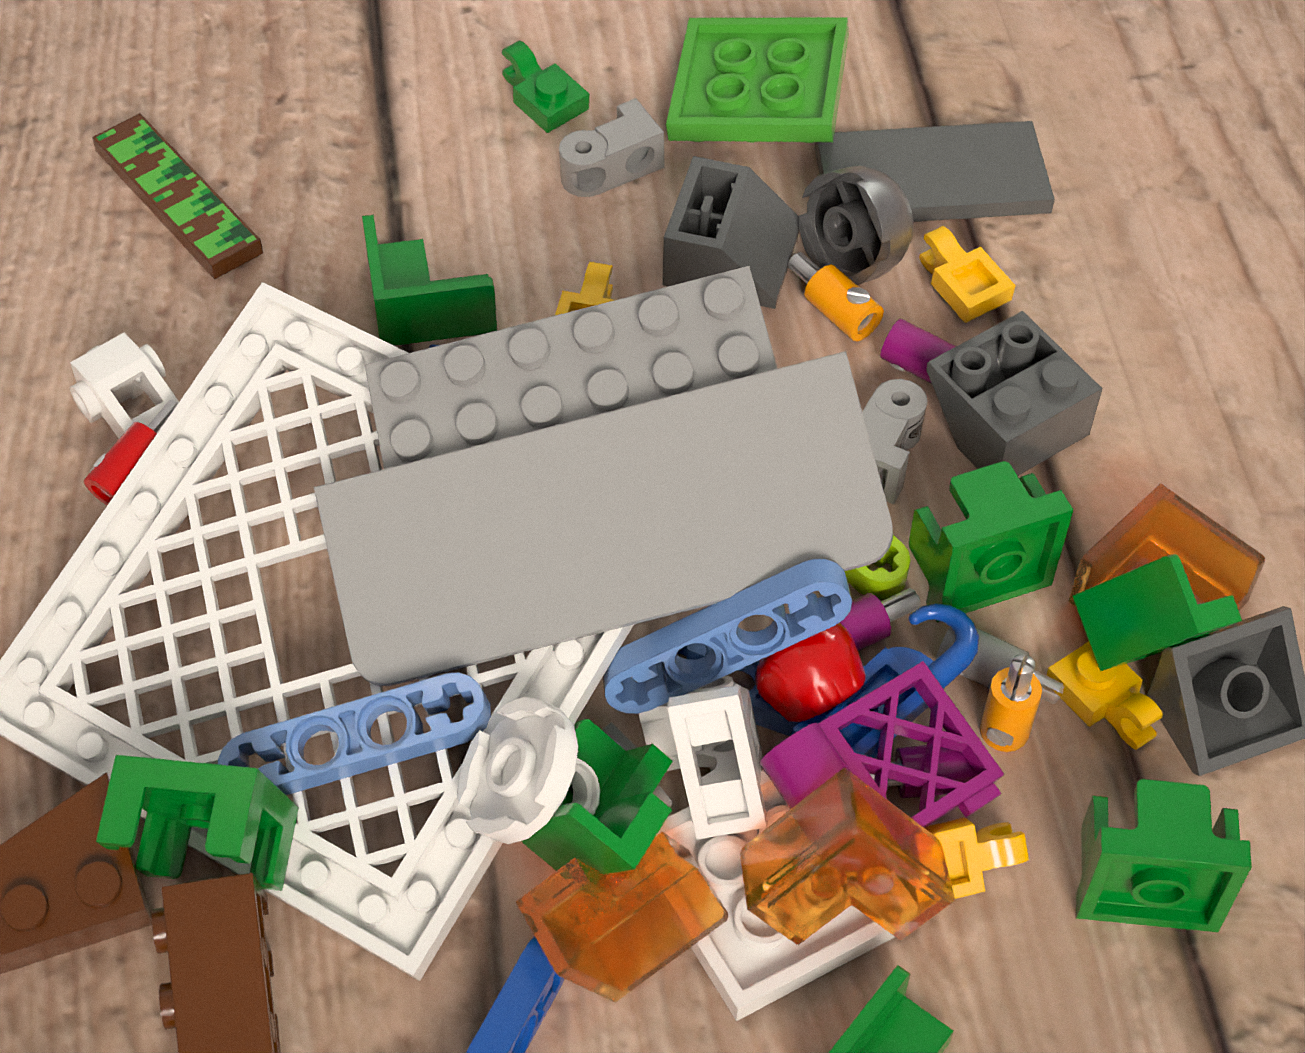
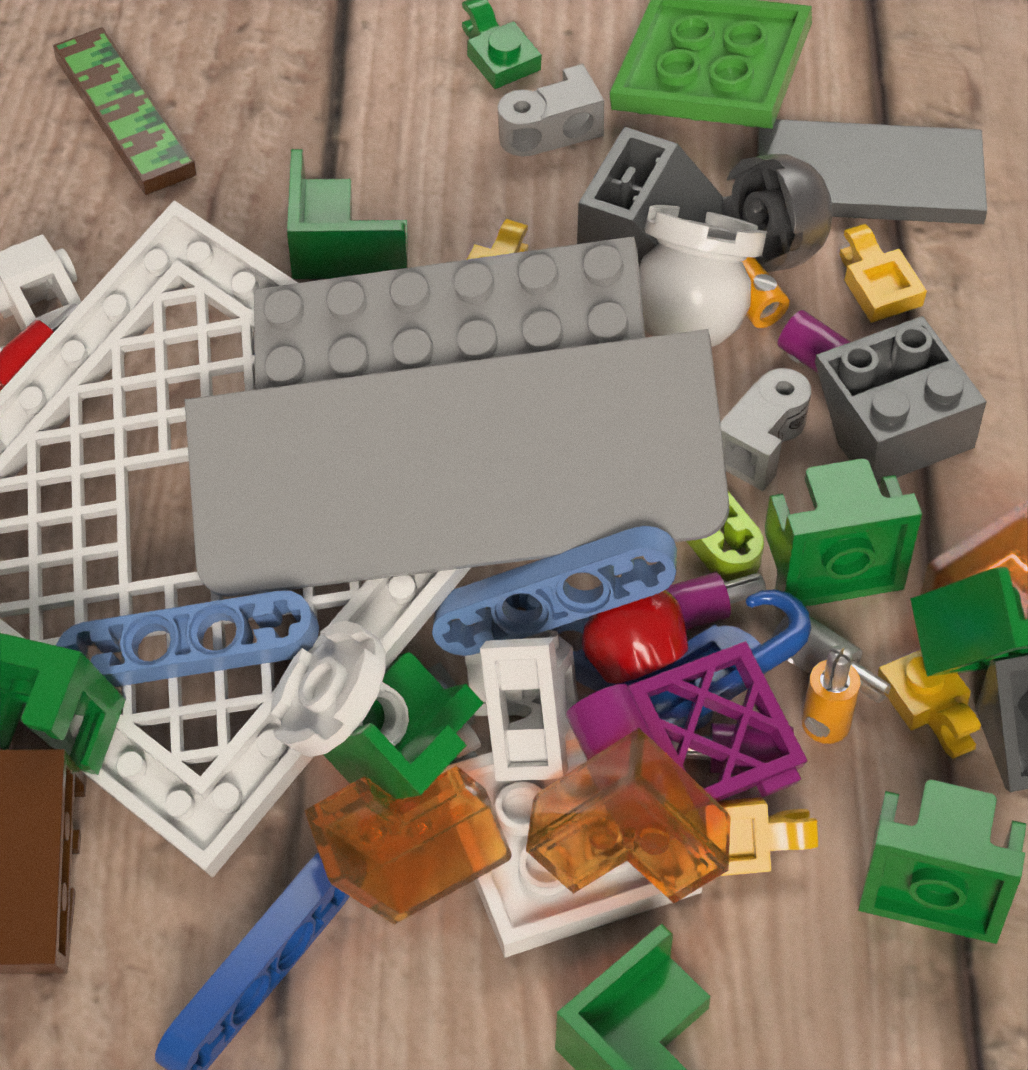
camera: 10 degrees right, 0 degrees up
(801, 291) = (697, 273): none -> white tile

